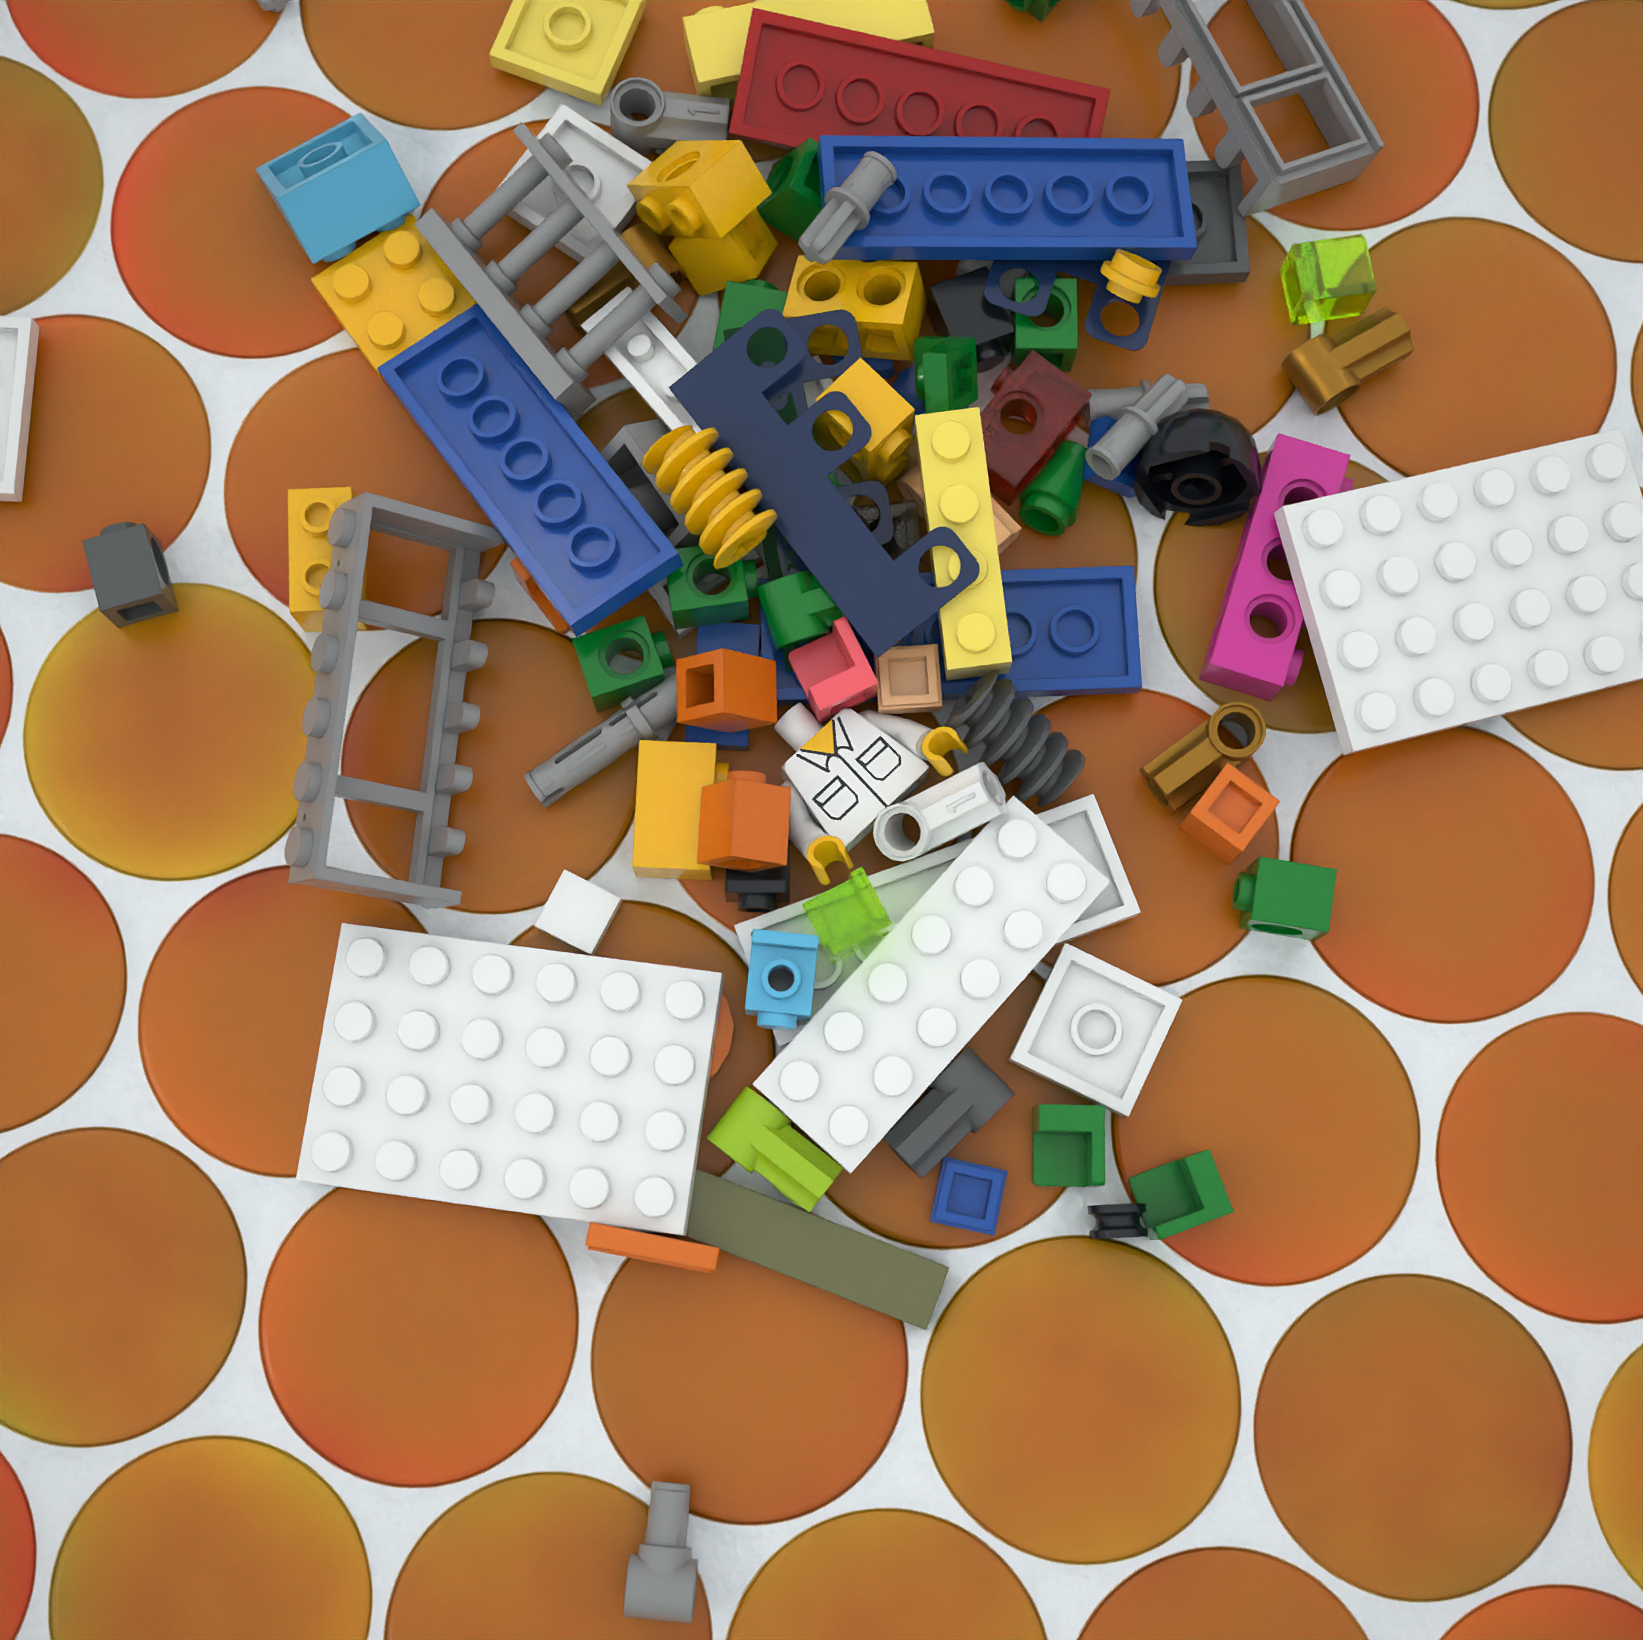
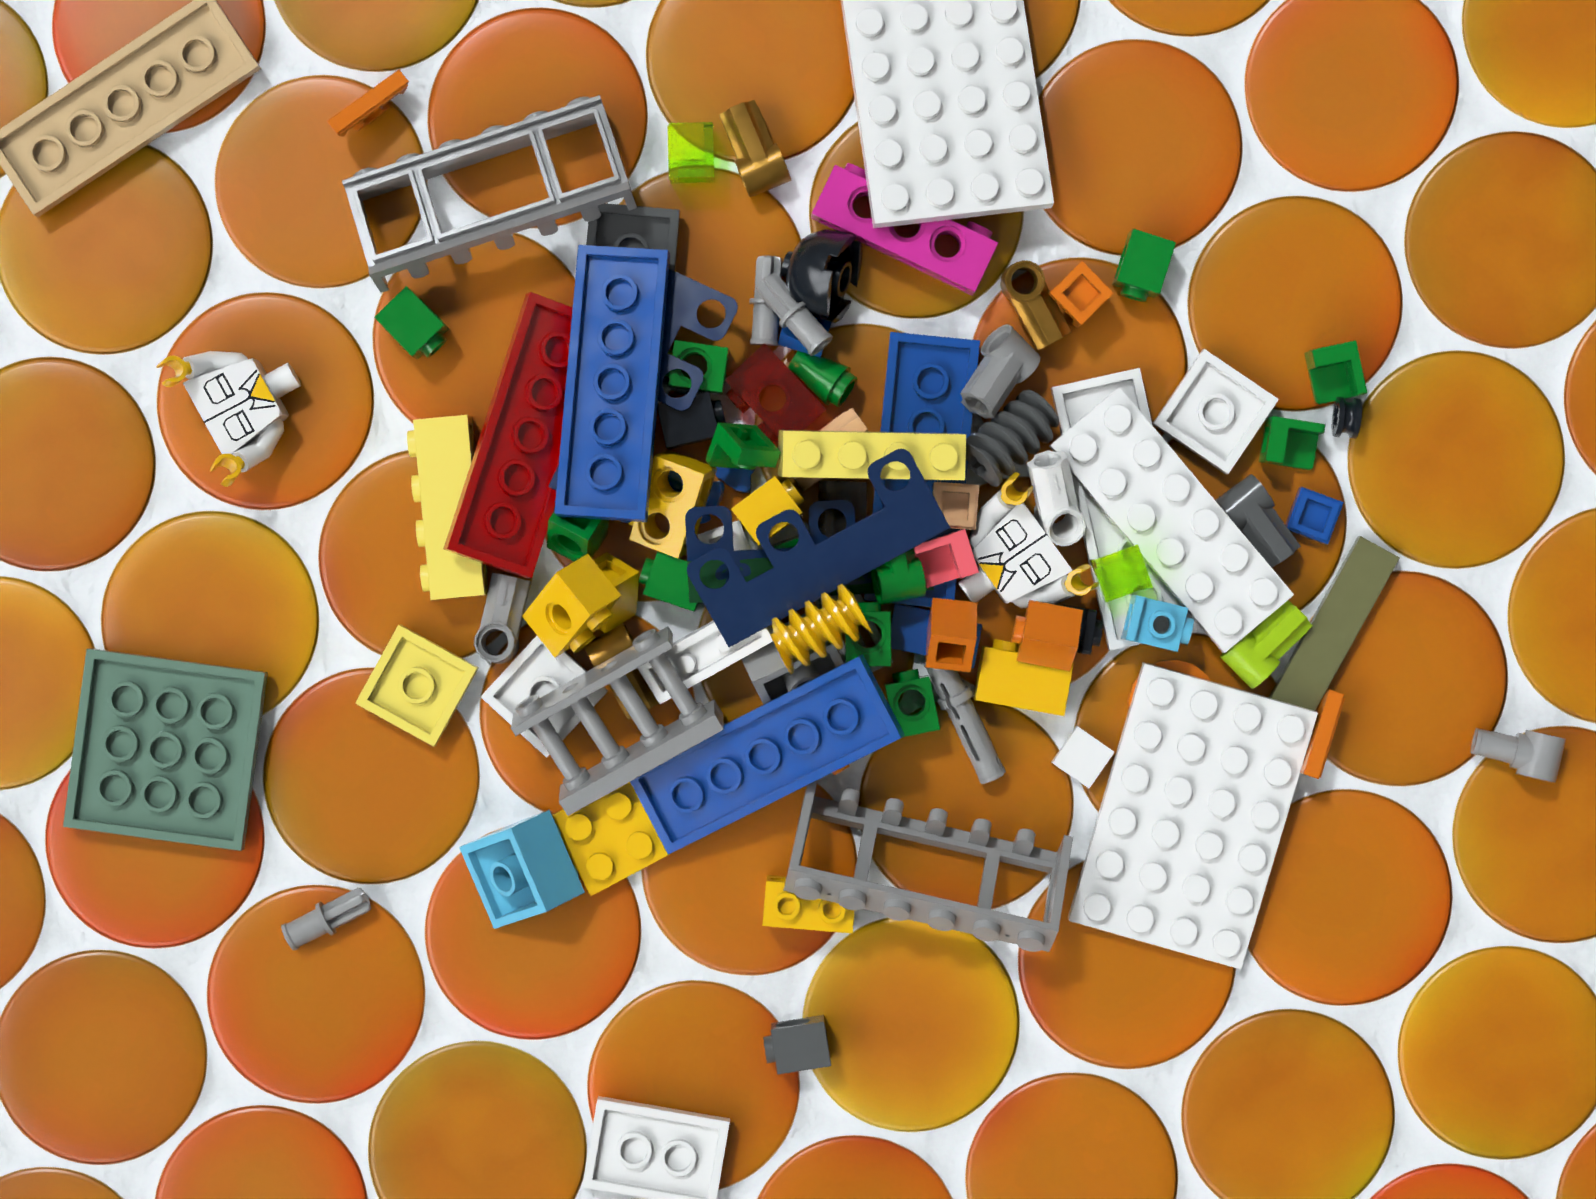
camera: 80 degrees left, 10 degrees up
(847, 208) = (622, 503): light grey axle -> none
(1116, 723) = (1005, 363): none -> light grey piece
(1131, 276) = (685, 302): yellow plate -> none

